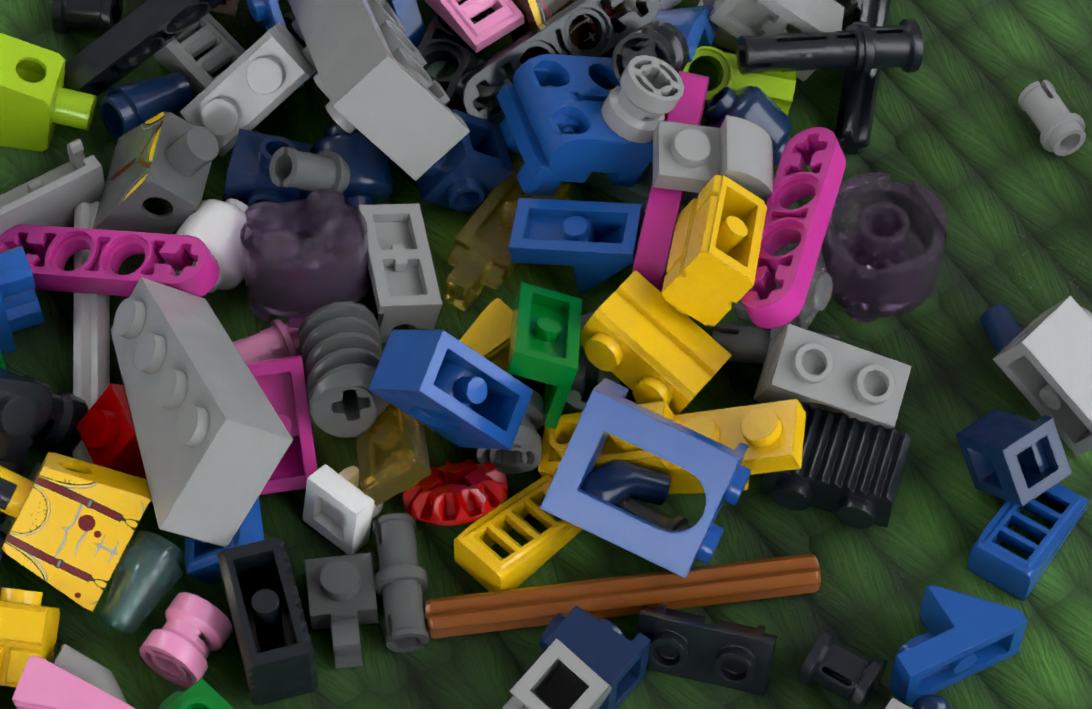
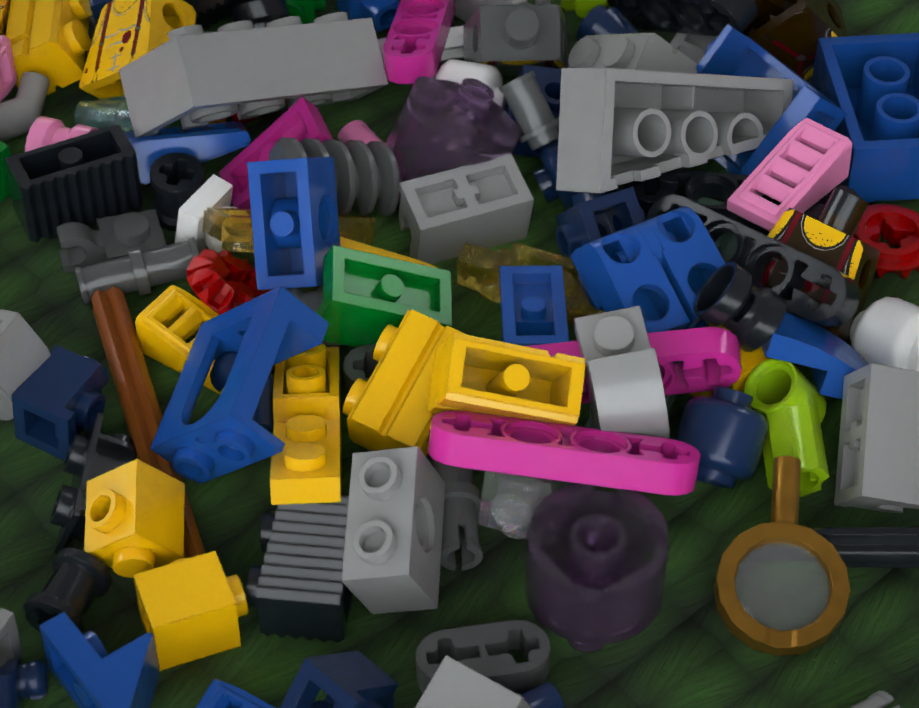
camera: 80 degrees right, 10 degrees down
(284, 522) = (175, 180): none -> black bush
(646, 90) = (662, 305): light grey wheel -> none
(781, 596) = (134, 518): none -> yellow brick
(856, 48) = (853, 505): black pin -> none
(876, 570) = (190, 608): none -> yellow brick
(898, 125) = (781, 581): none -> piece
(962, 358) = (486, 652): none -> dark grey beam

